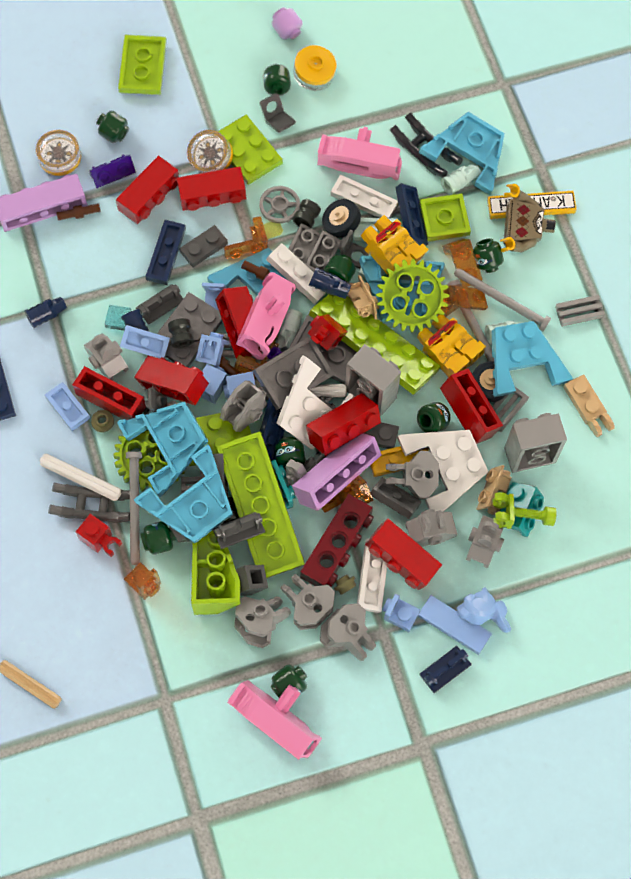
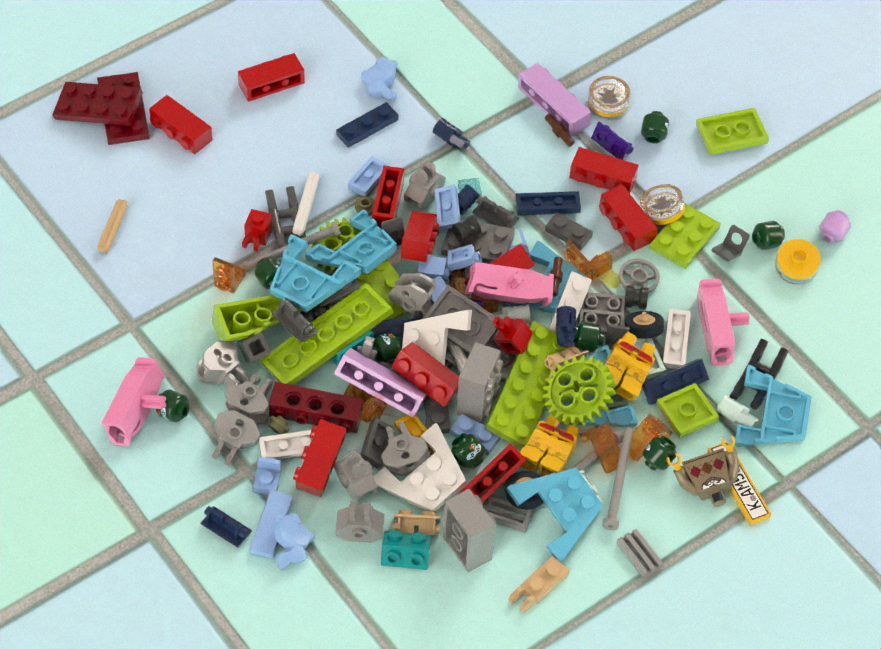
camera: 70 degrees right, 15 degrees down
(407, 408) = (469, 426): none -> light blue plate
(507, 518) = (402, 526): lime bar -> none

